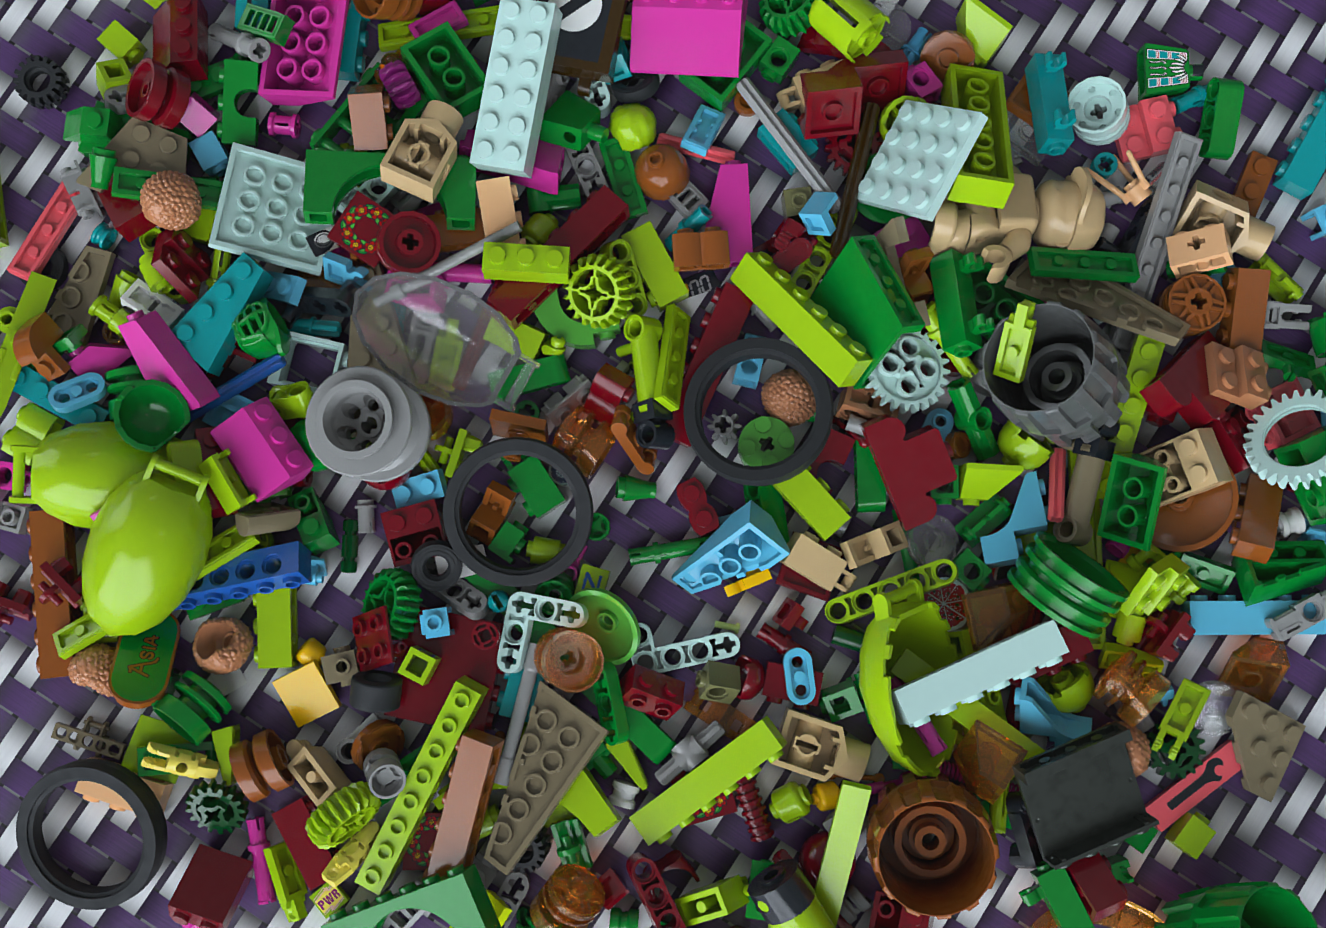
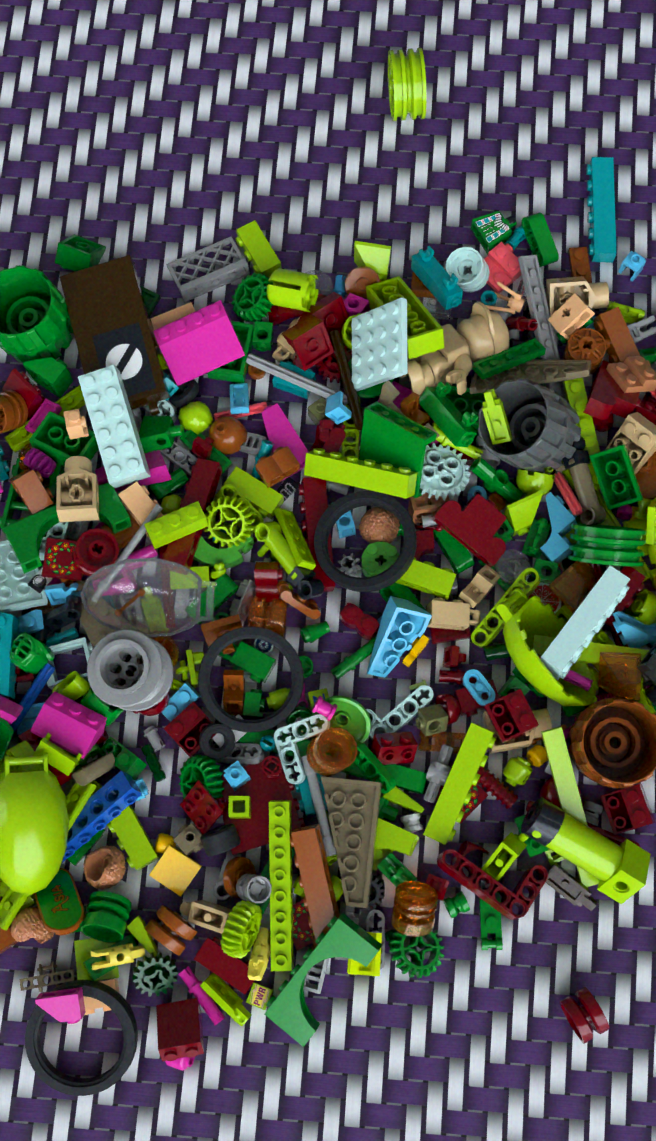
camera: 30 degrees left, 10 degrees down
(81, 790) = (63, 1004): none -> slope
(398, 336) = (118, 612): none -> dark orange hinge
(467, 58) = (75, 424): none -> light nougat brick
(588, 601) = (324, 708): none -> dark pink bush
(619, 174) = (202, 448): none -> dark red tile
(817, 738) = (511, 716): none -> dark red slope
(1128, 223) = (521, 323): none -> dark red pin

